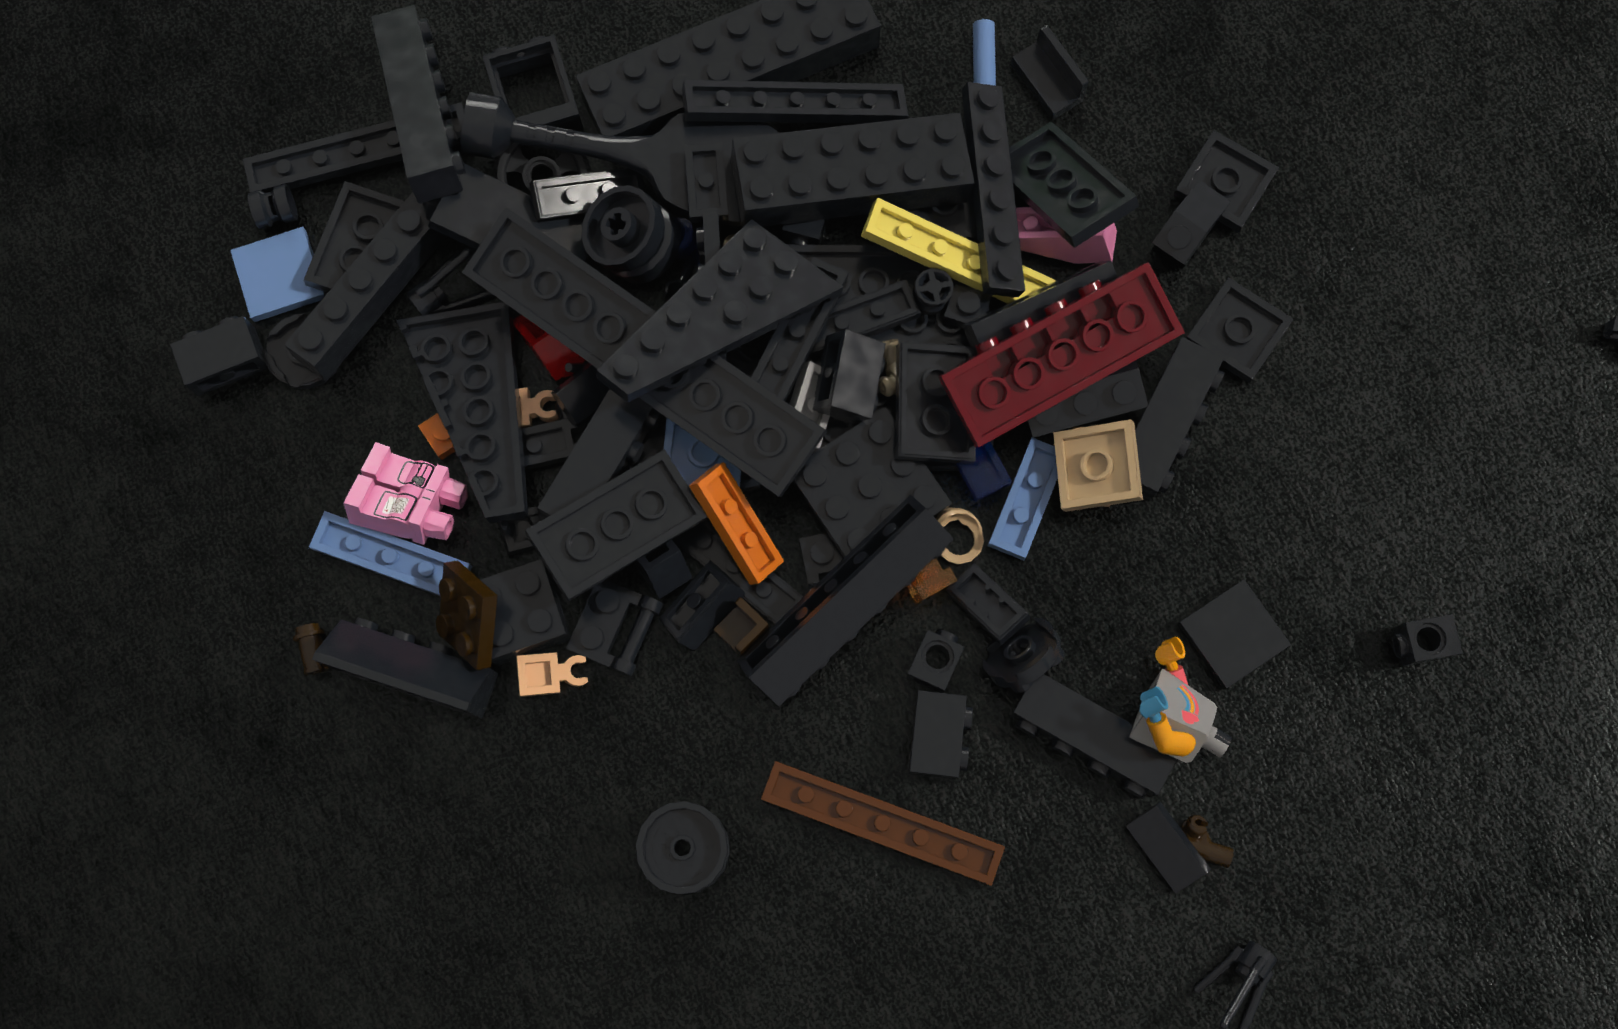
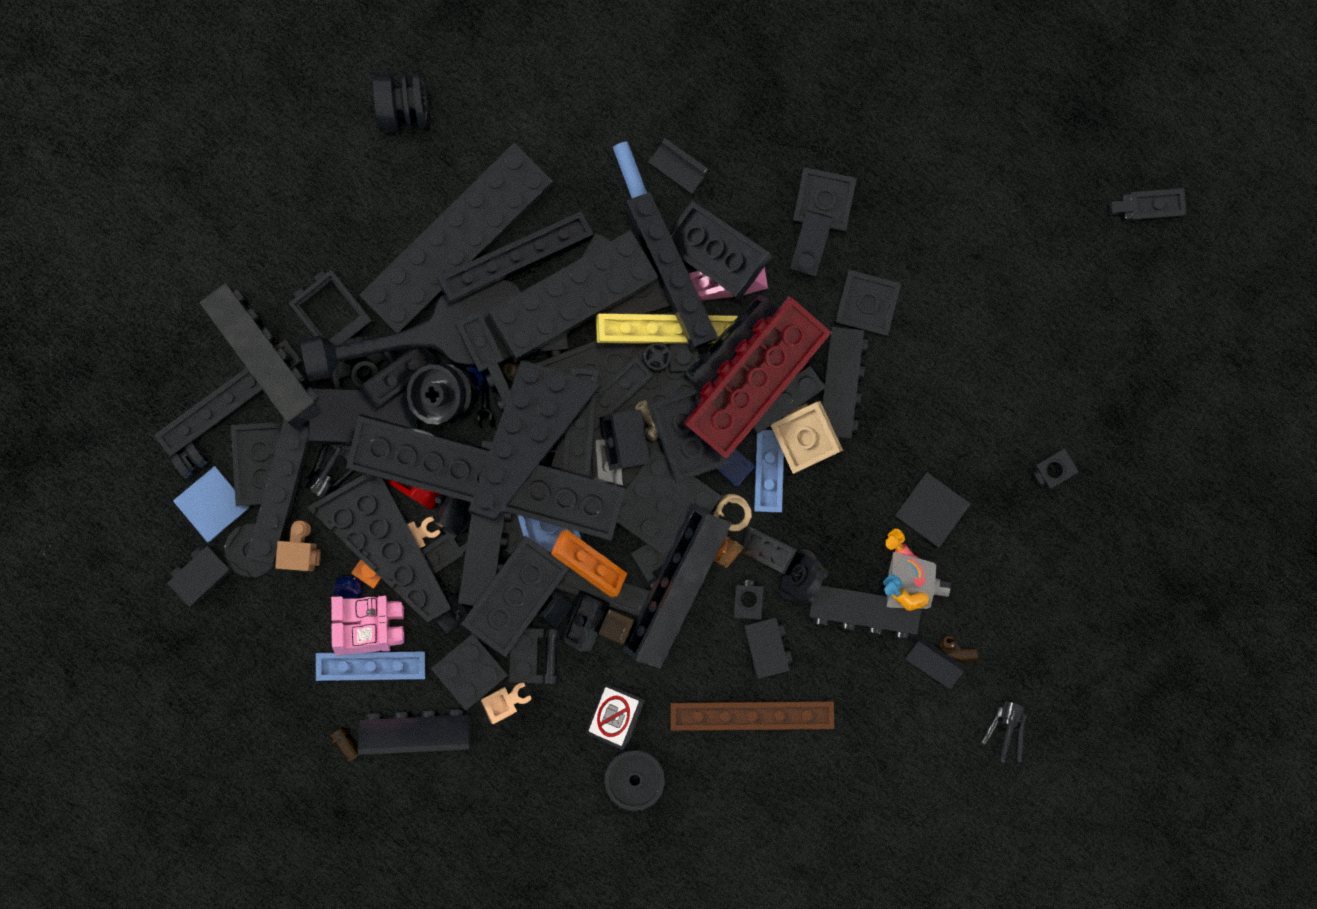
camera: 25 degrees left, 10 degrees up
(354, 365) = (297, 553): none -> medium nougat brick
(405, 441) = (348, 587): none -> clear blue tile
(467, 614) = (440, 687): dark brown plate -> none
(691, 750) = (615, 716): none -> piece

